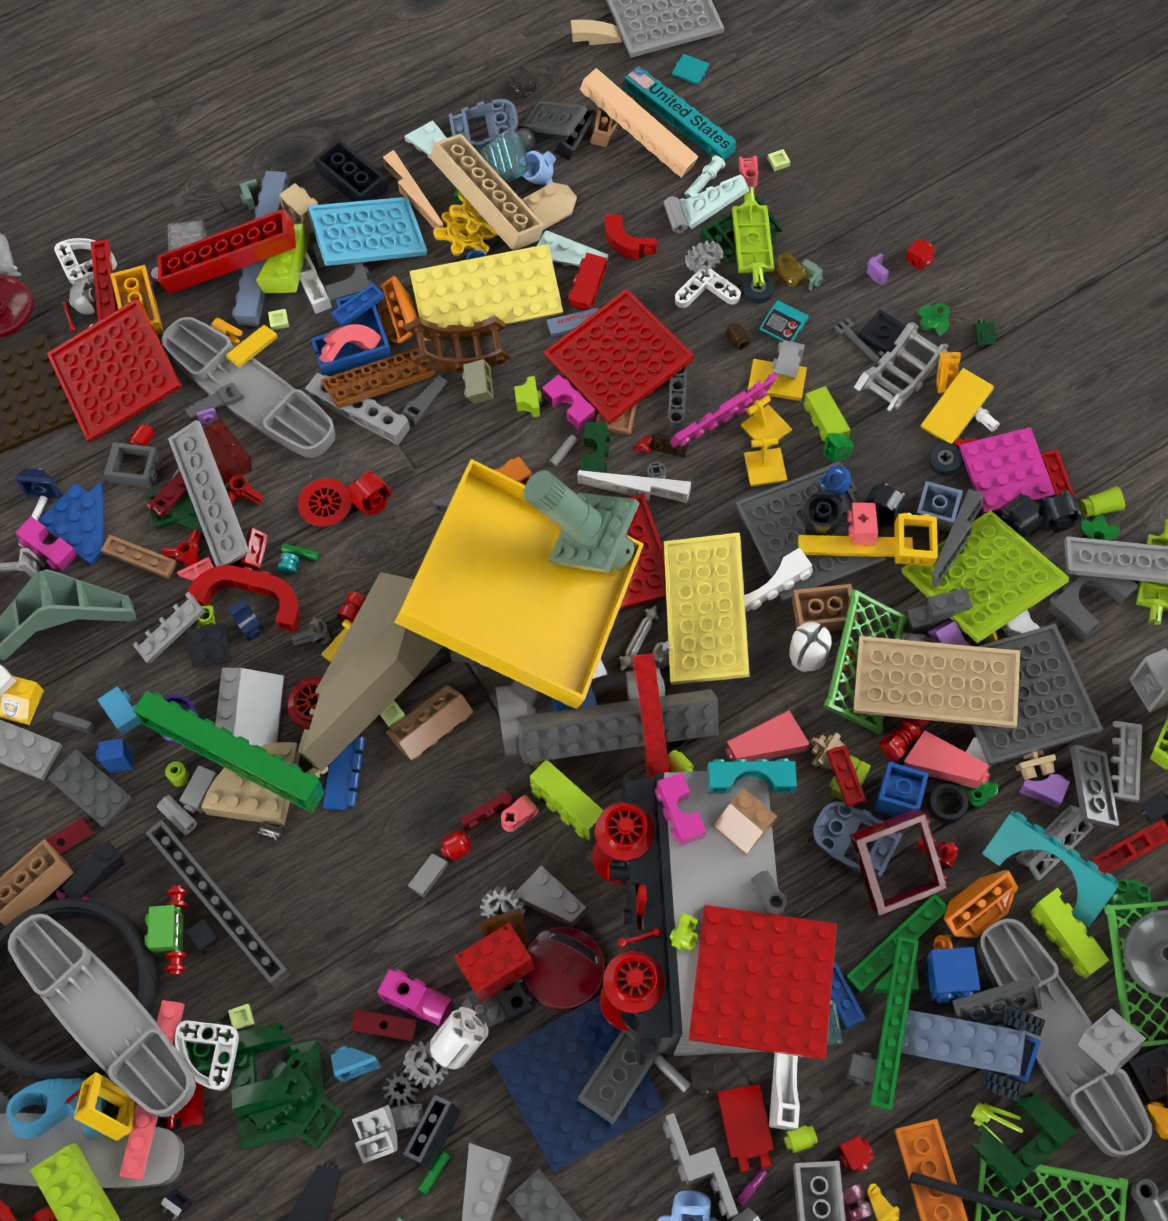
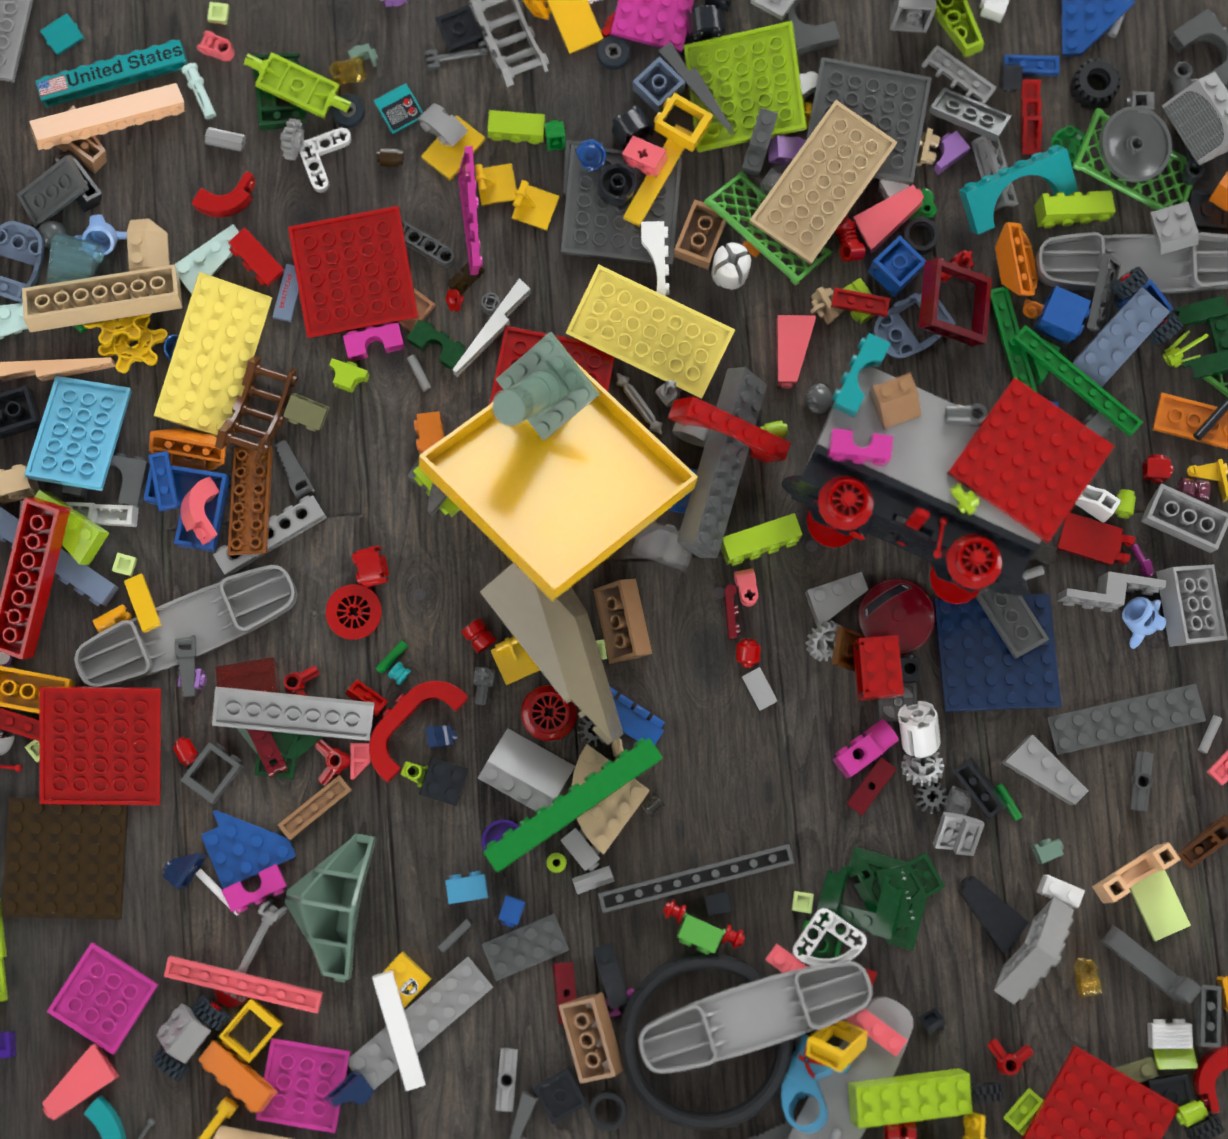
camera: 70 degrees left, 15 degrees up
(169, 629) = (410, 809): light grey hinge -> none
(351, 1063) = (892, 825): dark azure slope -> none
(705, 204) = (234, 99): light aqua wing -> none

